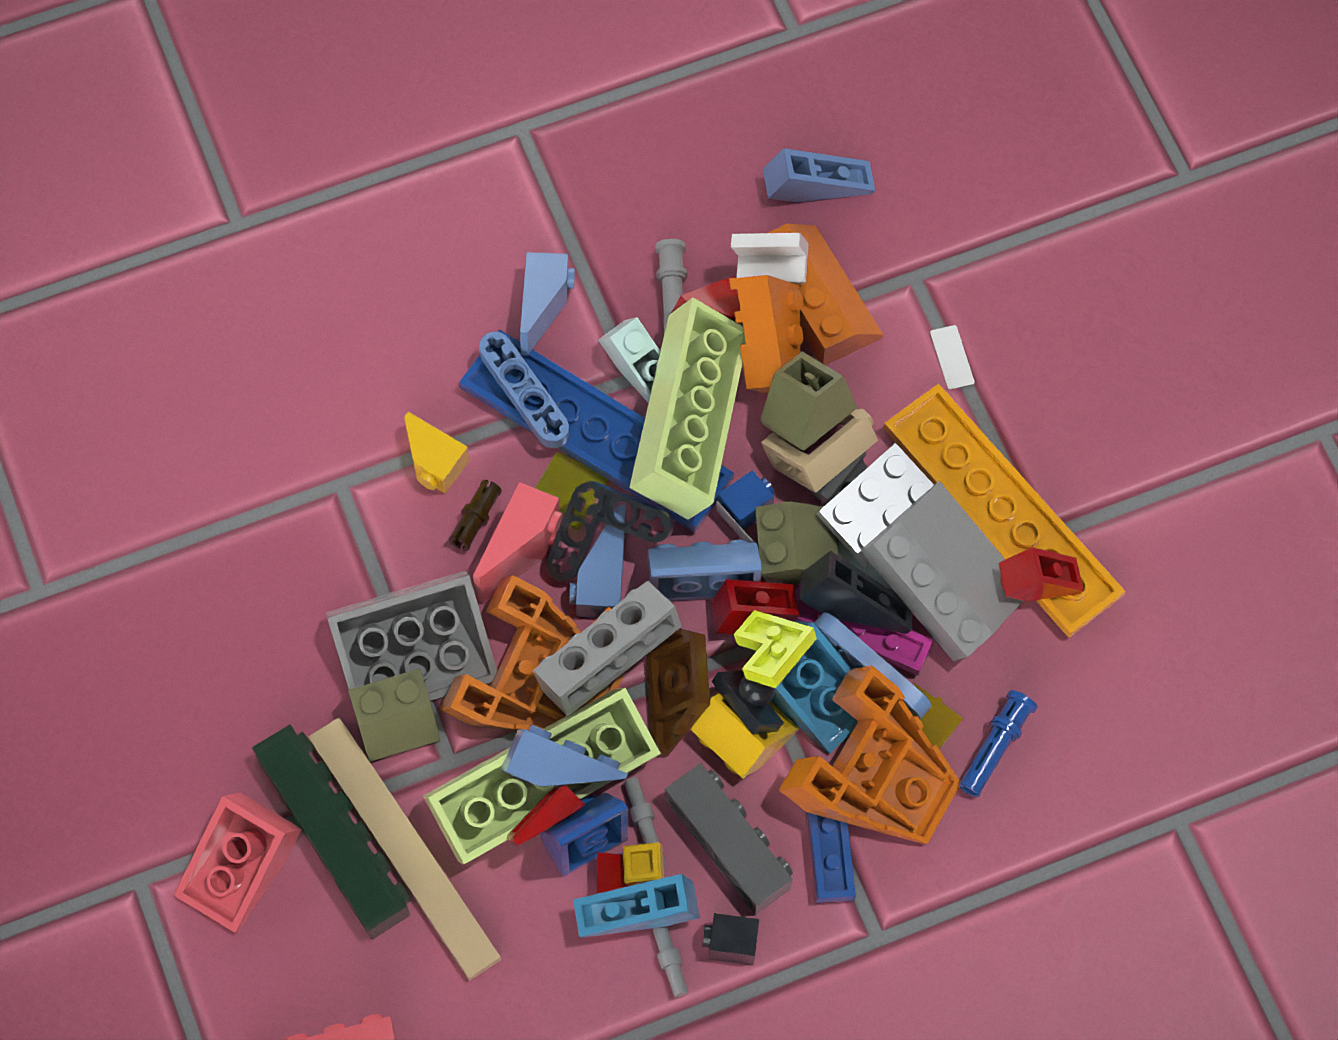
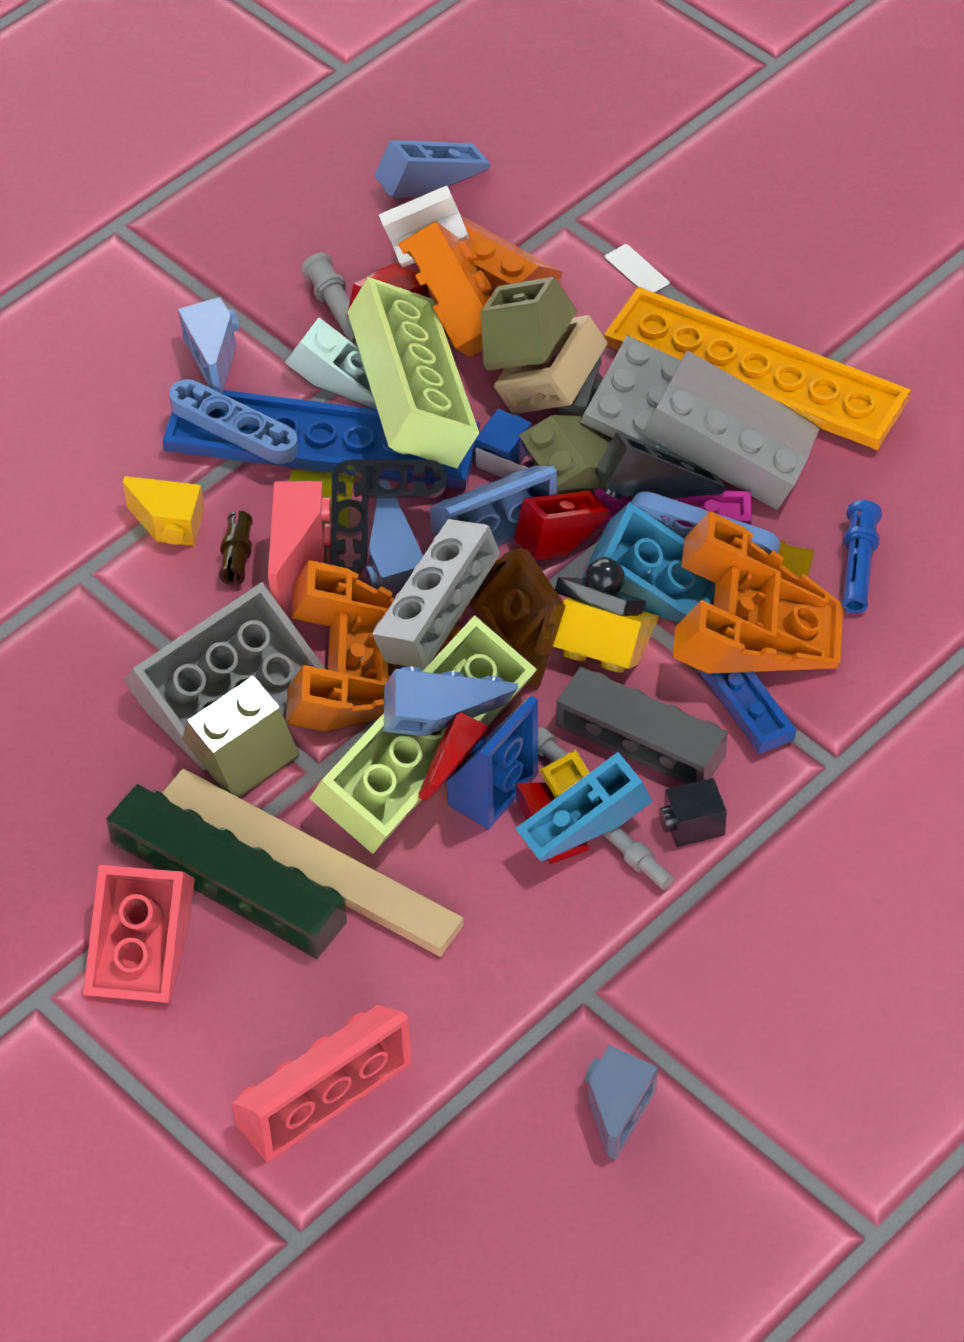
camera: 20 degrees left, 15 degrees down
(777, 646) = (603, 529): neon yellow plate -> none
(1040, 575) = (823, 397): red slope -> none

